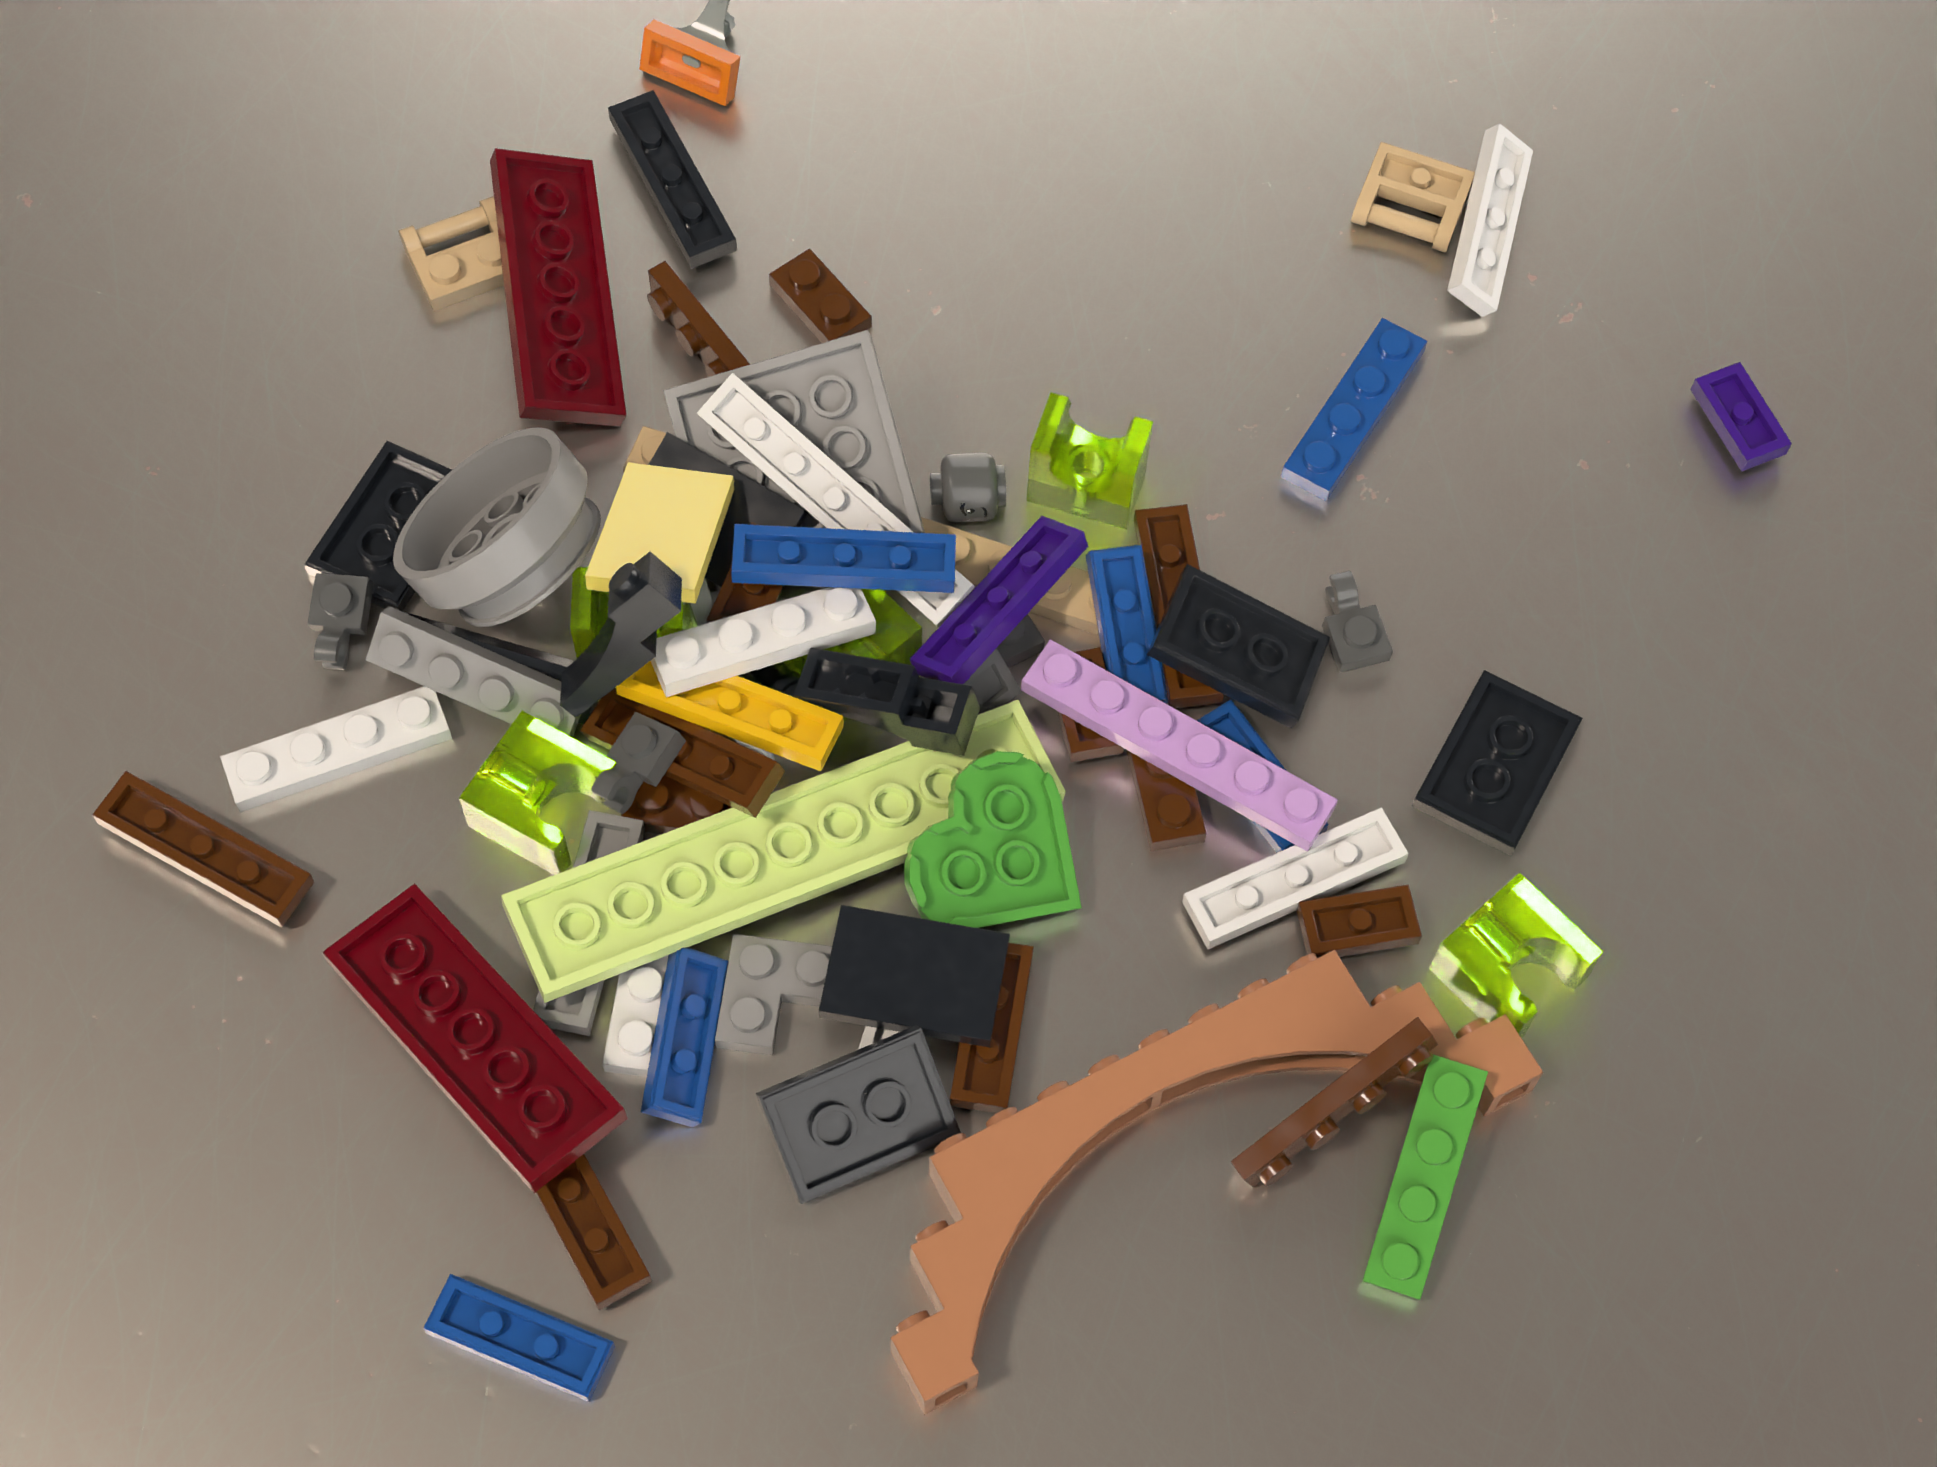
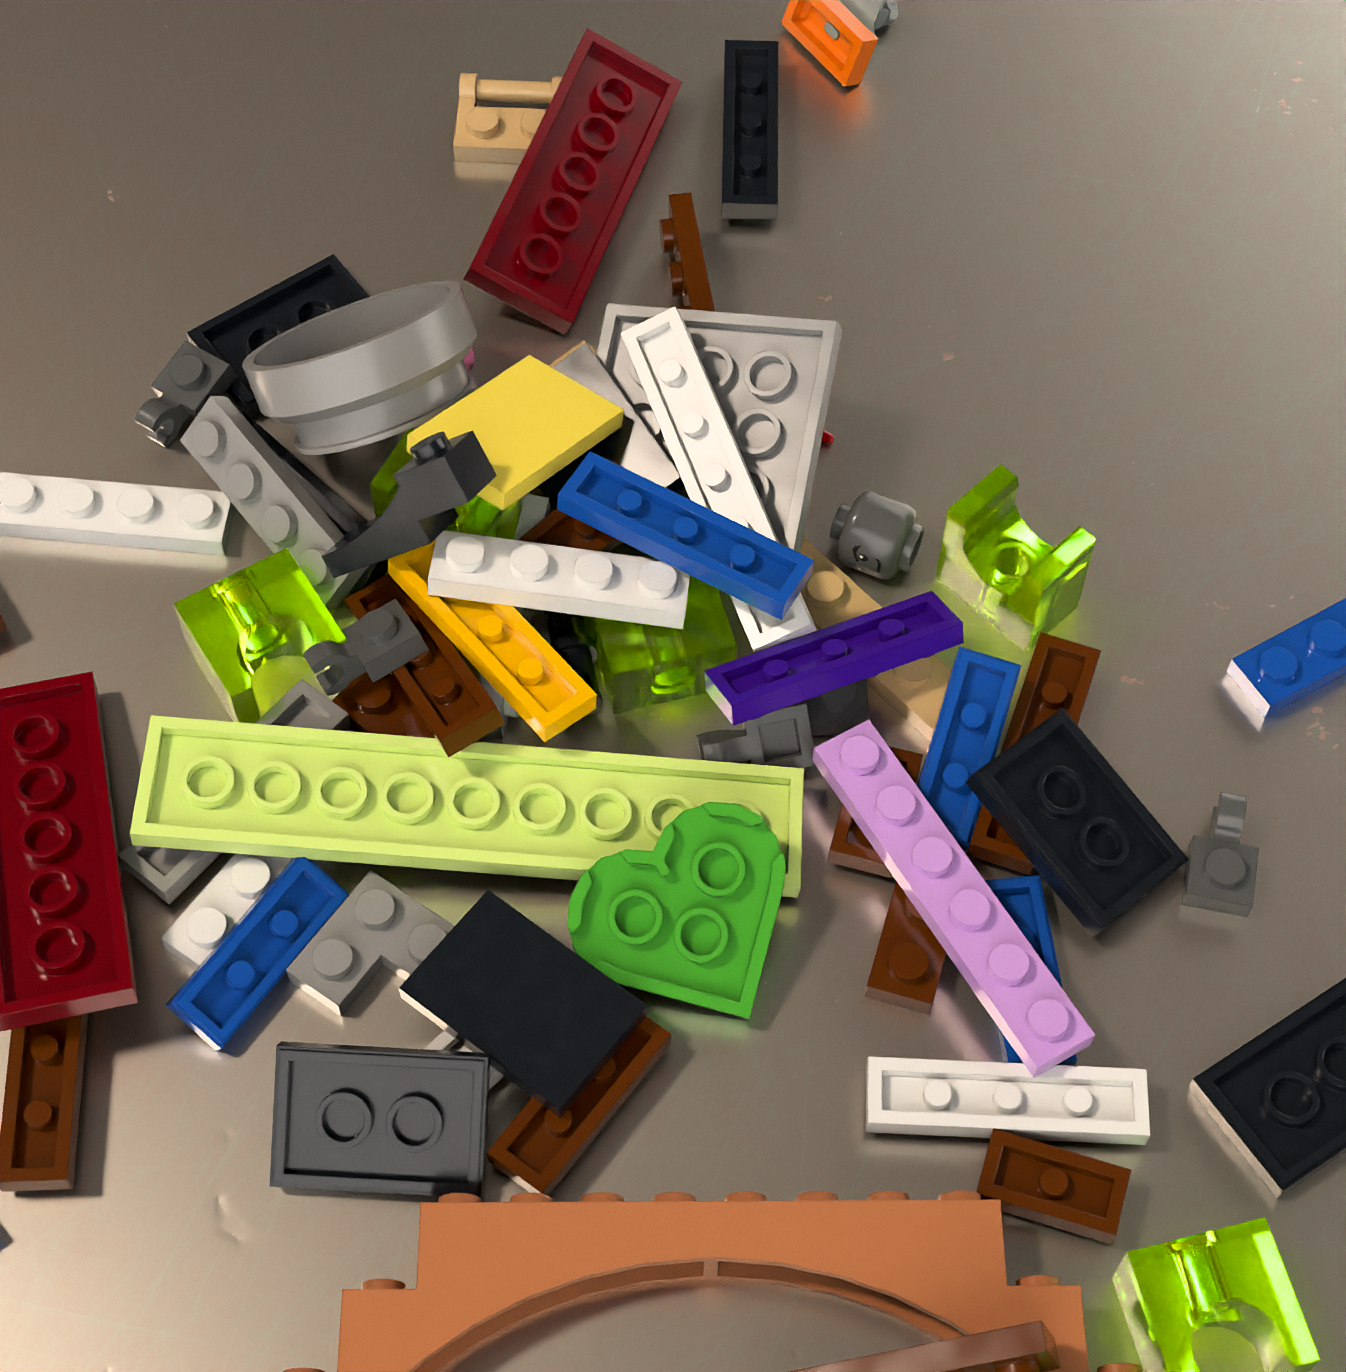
camera: 30 degrees right, 5 degrees down
(819, 298) = (833, 292): reddish brown plate -> none
(891, 698) = (659, 702): black slope -> none

